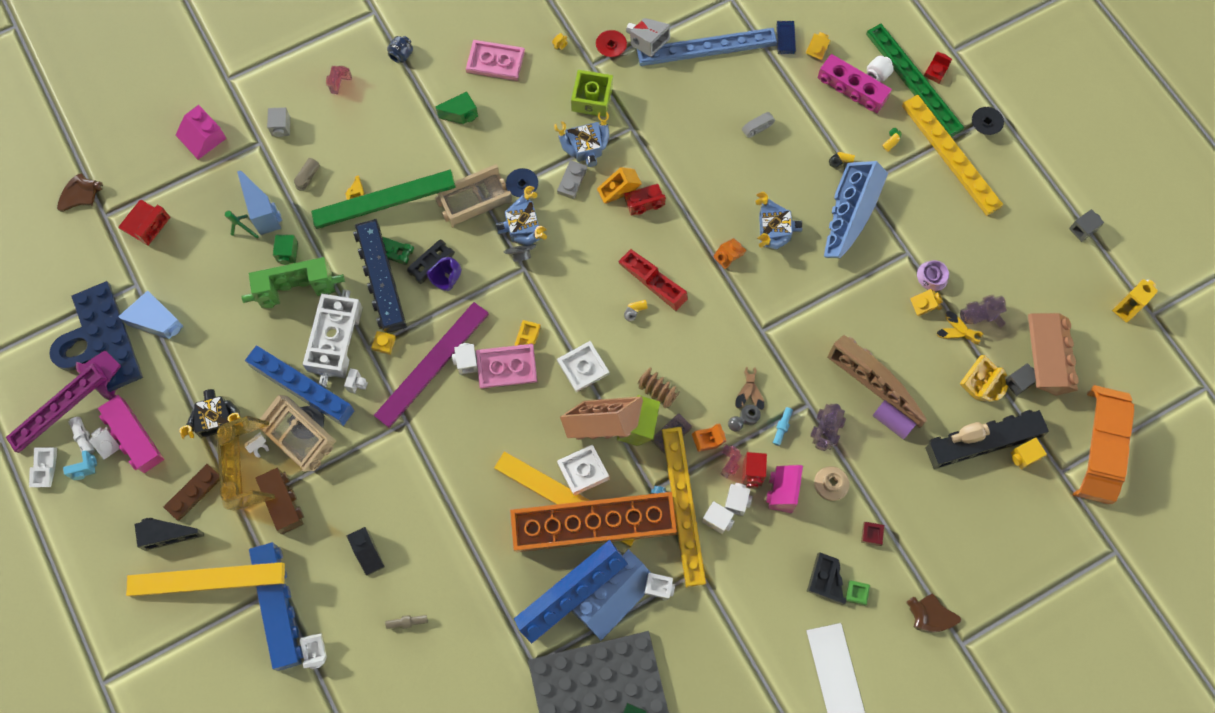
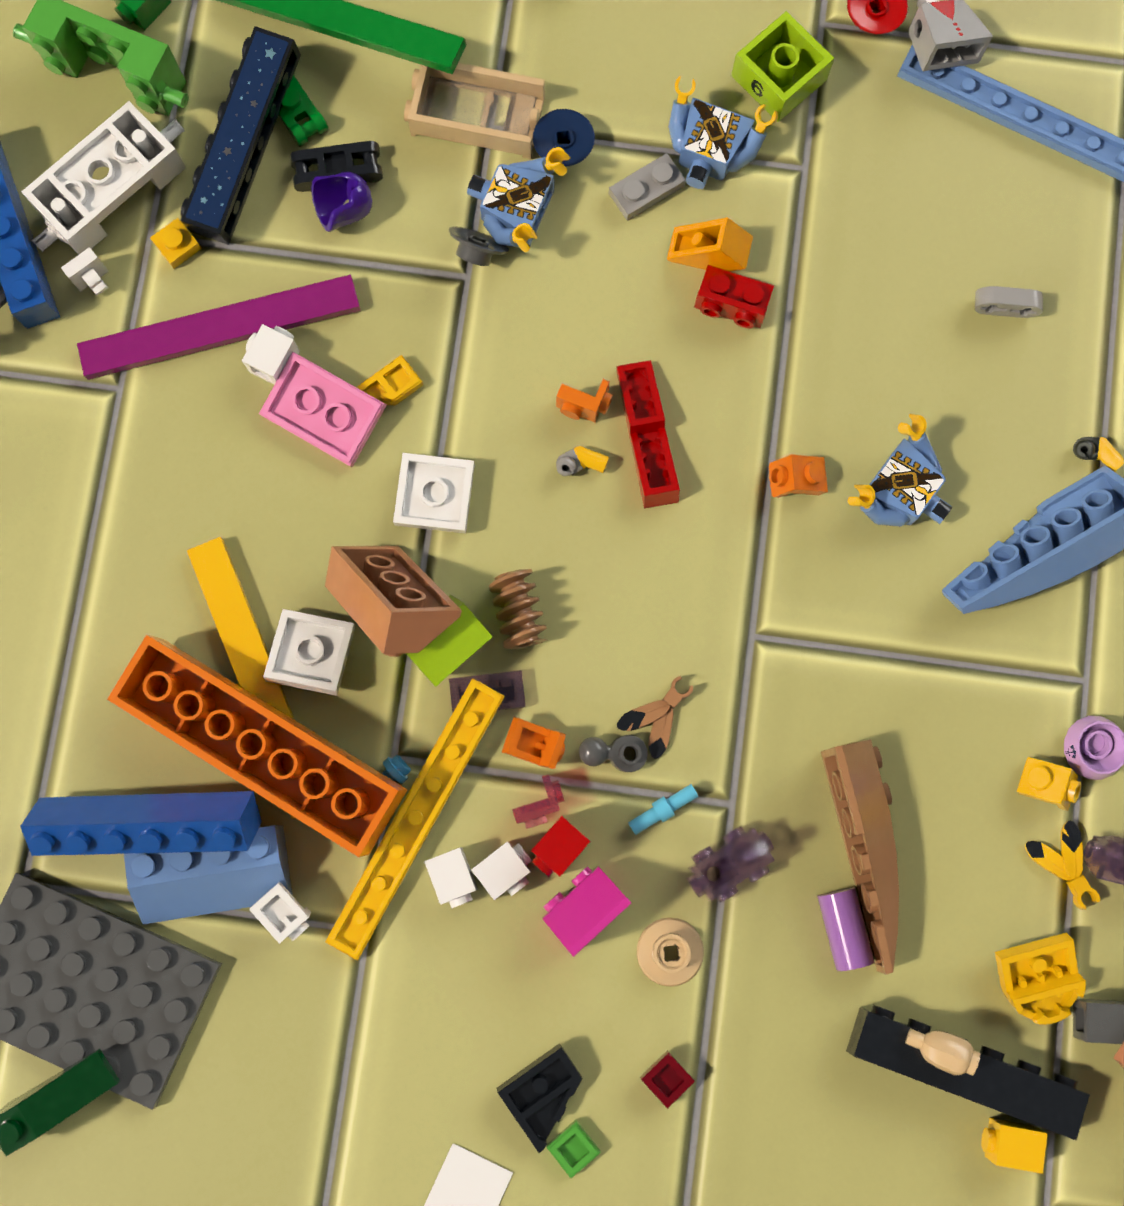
camera: 35 degrees right, 10 degrees up
(617, 286) = (580, 404): none -> orange bracket

